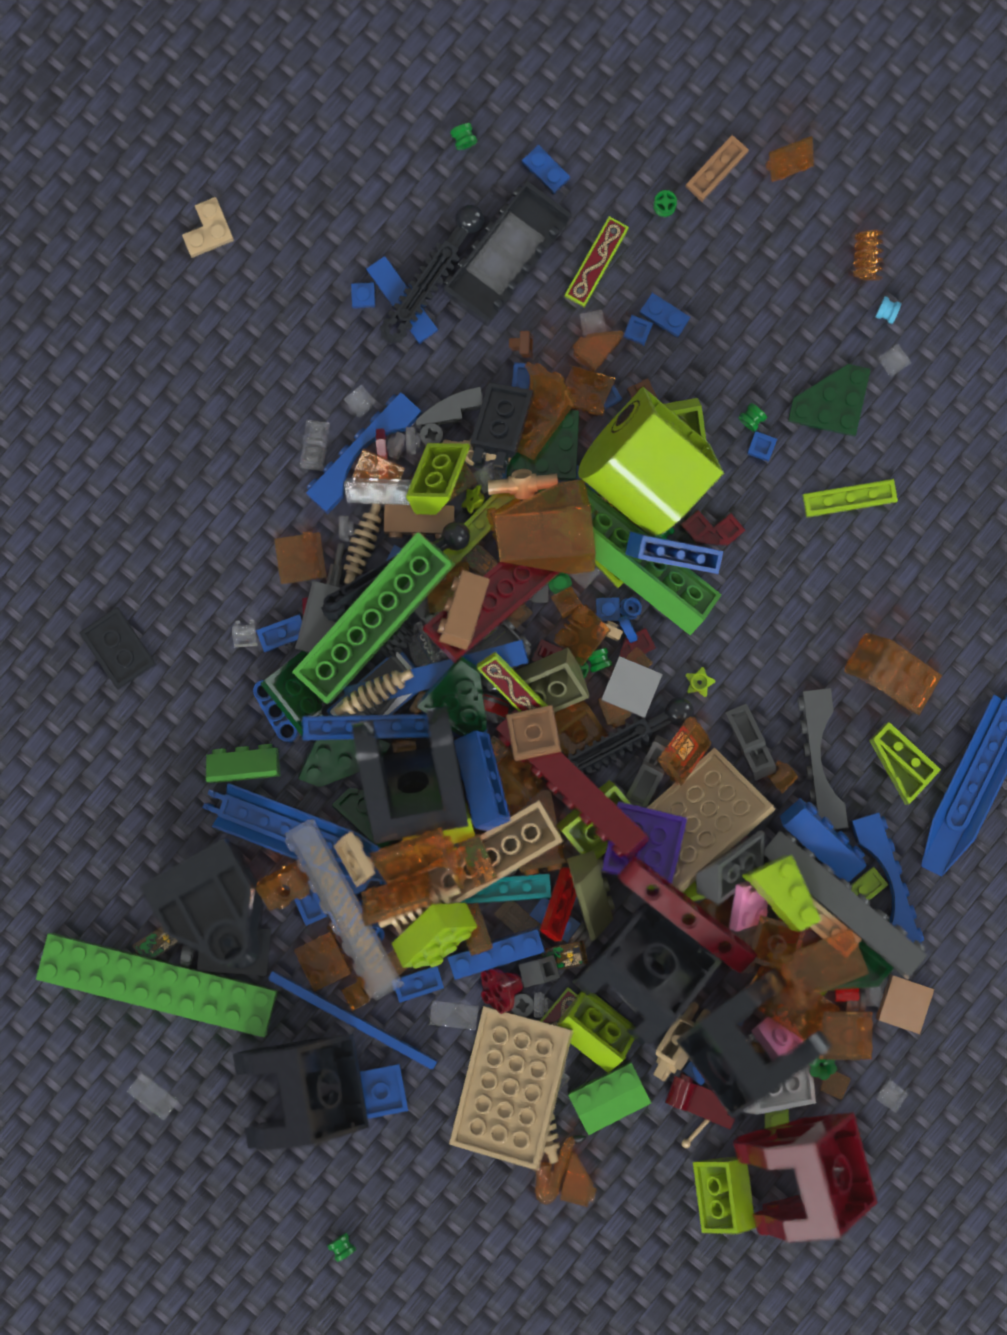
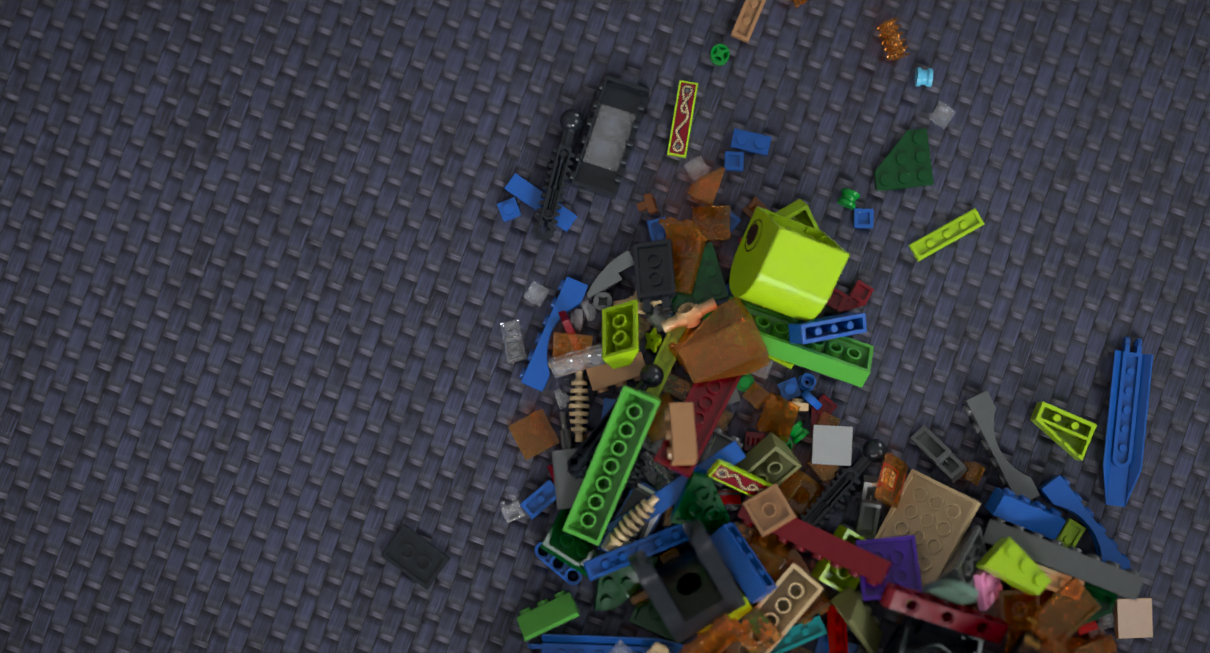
camera: 15 degrees left, 0 degrees up
(214, 230) = (373, 203): tan plate -> none
(351, 782) = (638, 597): none -> clear orange tile
(463, 136) = (543, 57): green wheel -> none
(546, 169) = (617, 60): blue plate -> none
(694, 686) = (886, 420): lime plate -> none
(703, 891) = (952, 591): none -> sand green tile
(893, 671) = (1029, 359): clear orange bracket -> none

